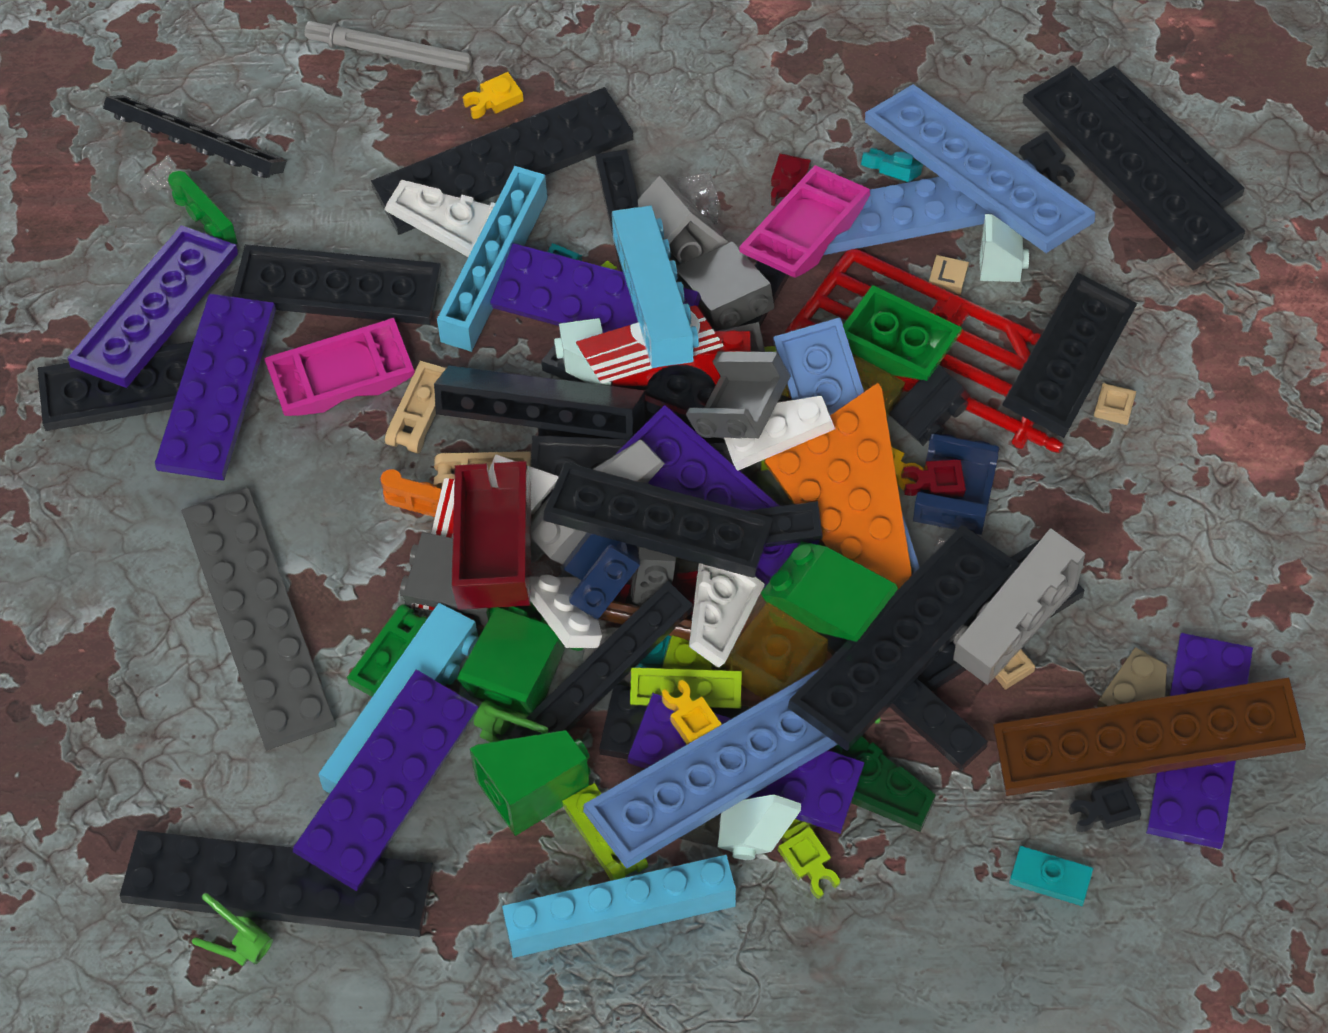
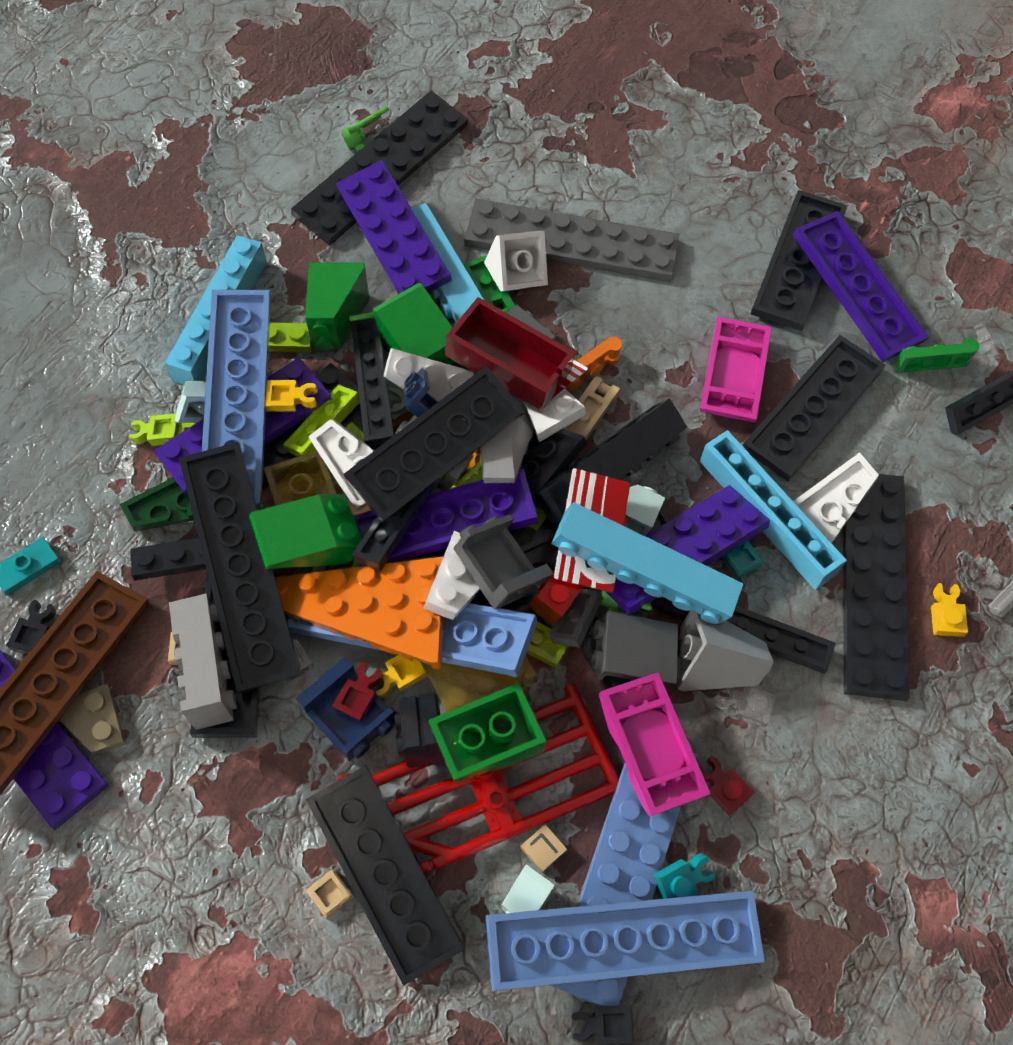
camera: 120 degrees right, 5 degrees up
(215, 387) = (765, 289): dark purple plate -> none
(339, 633) = (518, 260): none -> white slope
(415, 409) = (668, 389): tan plate -> none

